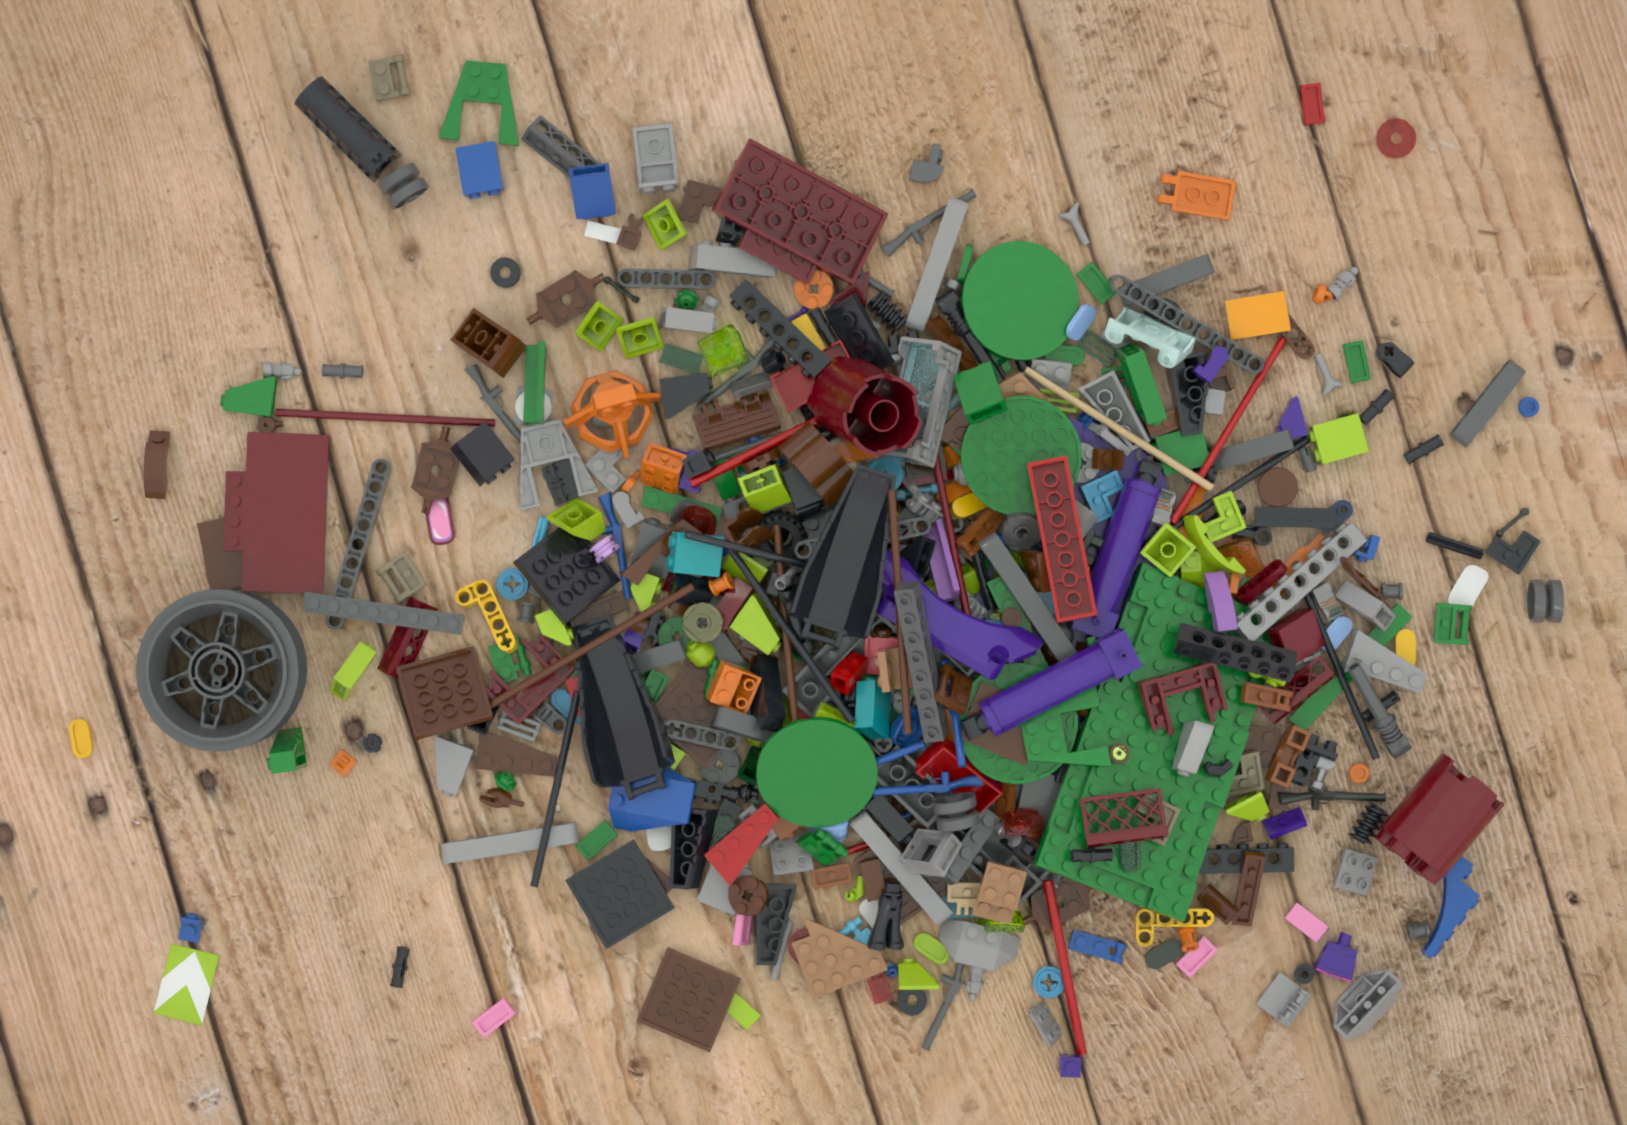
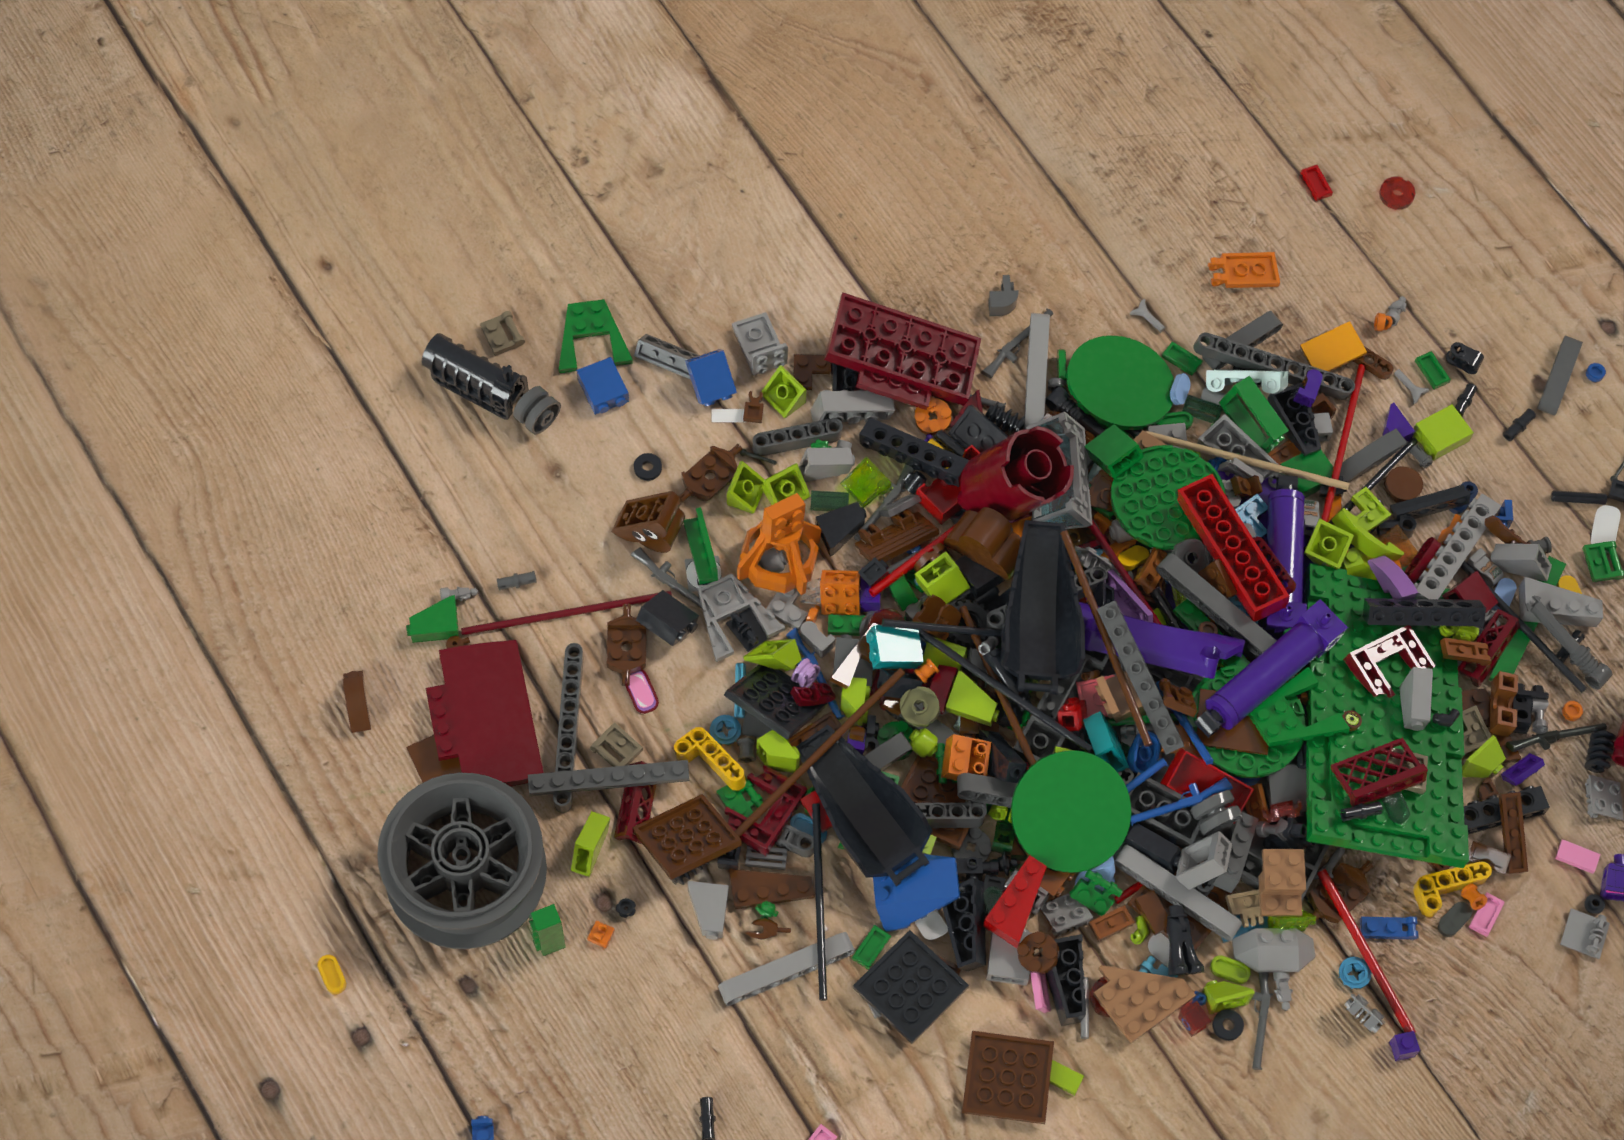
camera: 15 degrees left, 25 degrees down
(605, 573) = (817, 694): none -> dark red slope
(1101, 562) = (1275, 563): none -> dark red beam

